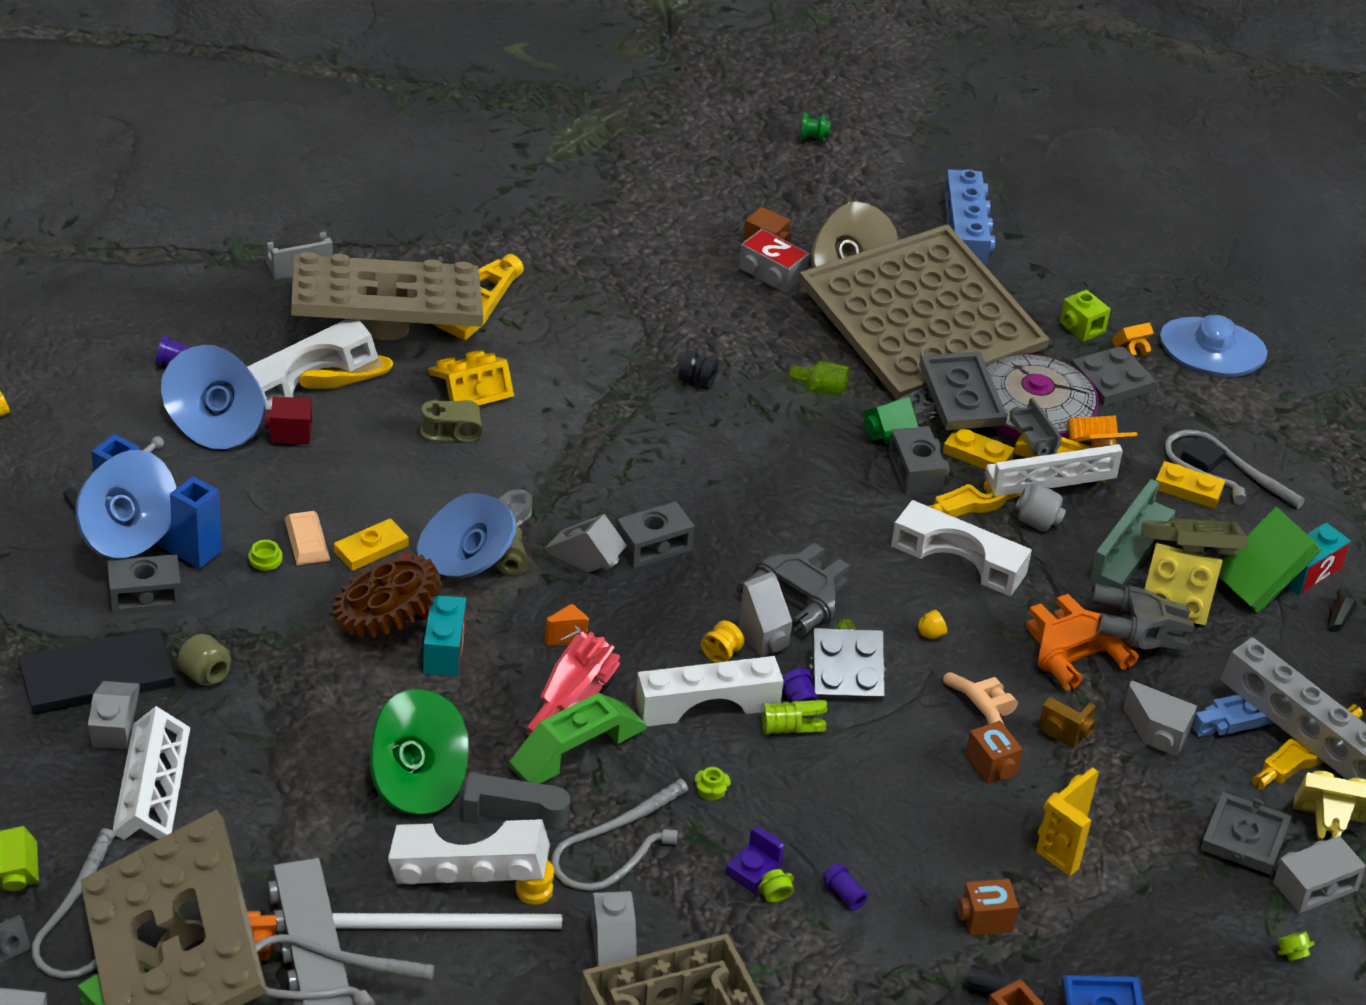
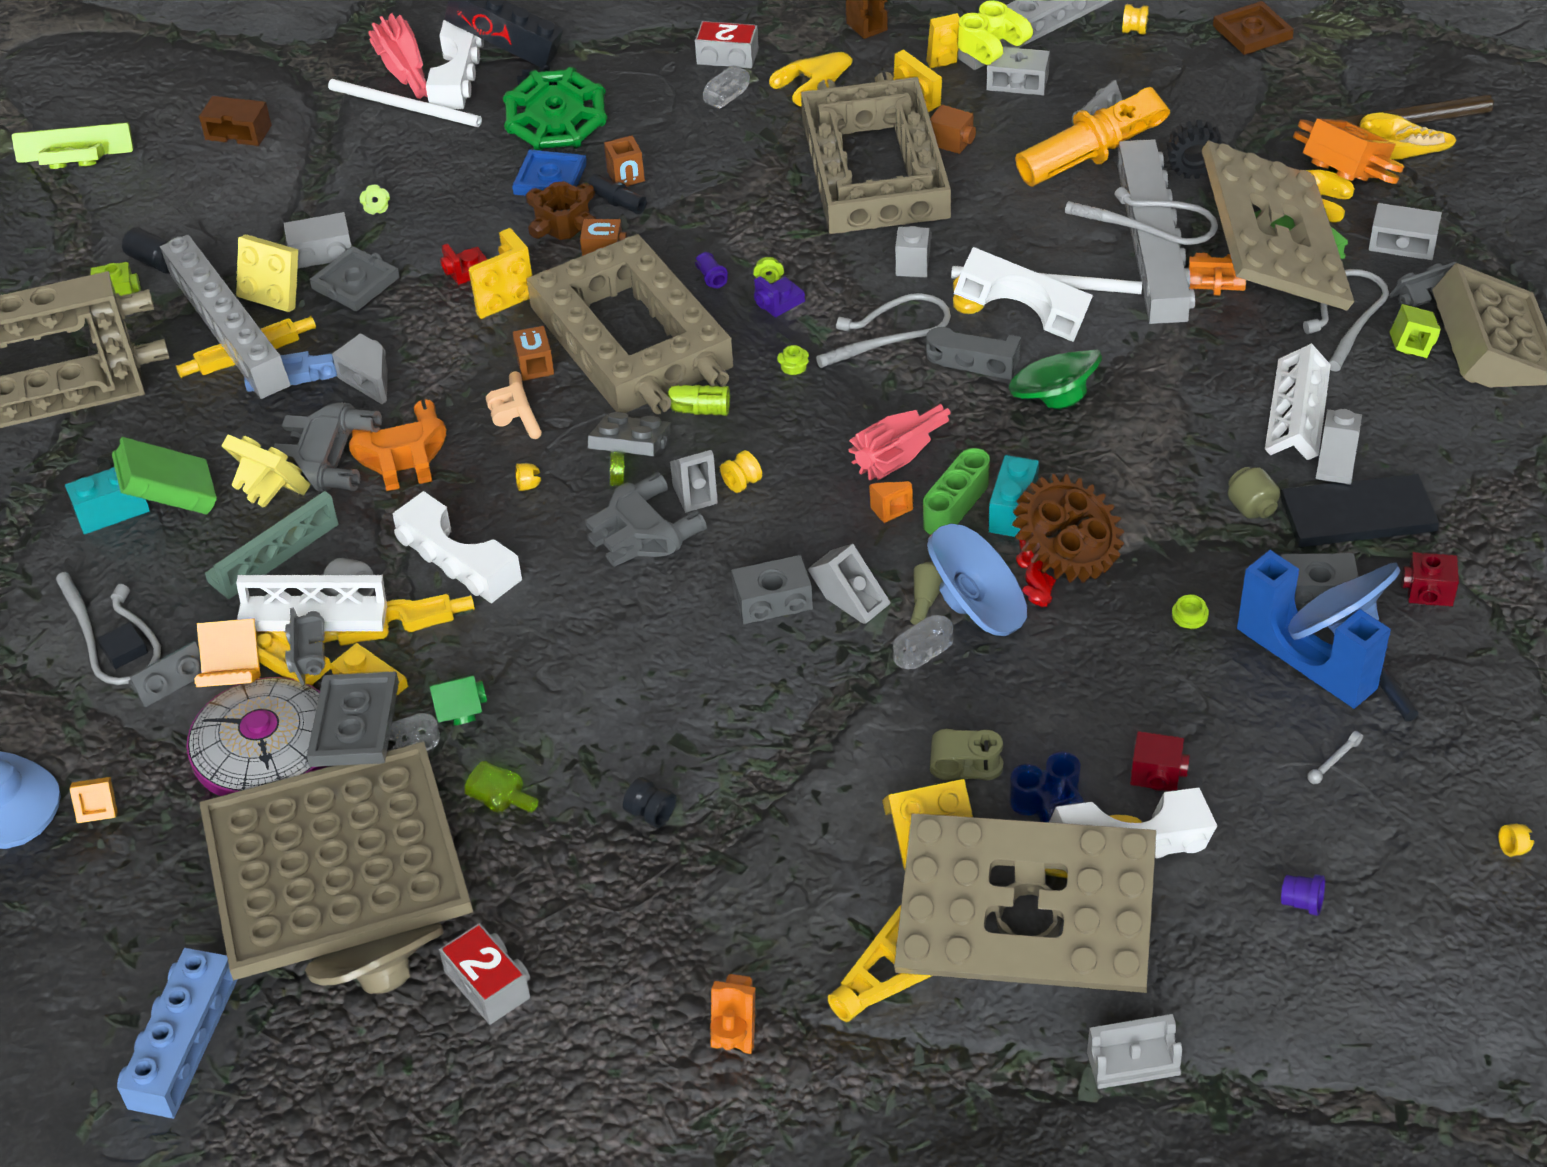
camera: 160 degrees left, 5 degrees up
(35, 595) = (1431, 579): none -> dark red brick
(213, 397) = (1251, 793): medium blue hat -> none
(306, 538) = (1144, 638): light nougat tile -> none
(371, 544) = (1075, 620): yellow plate -> none
(378, 400) = (1043, 791): none -> clear blue piece
(502, 640) = (956, 490): none -> bright green beam
(541, 752) = (865, 401): bright green slope -> none
(585, 239) = (733, 1014): none -> orange hips
(670, 692) = (734, 419): white arch -> none
(768, 221) = (471, 1029): dark orange brick -> none
(798, 686) = (687, 431): dark purple piece -> none
(918, 460) = (446, 647): dark grey brick -> none
(934, 869) = (626, 381): none -> dark tan brick
(1066, 723) = (450, 368): pearl gold bracket -> none
(1069, 929) = (558, 197): none -> reddish brown piece
(1084, 315) = (131, 839): lime brick -> none
(1115, 375) = (149, 762): dark grey plate -> none
(1136, 868) = (458, 264): none -> red bracket
(1152, 430) = (167, 674): none -> dark grey hinge
(1190, 484) = (164, 611): yellow plate -> none
(1197, 534) = (213, 495): olive plate -> none

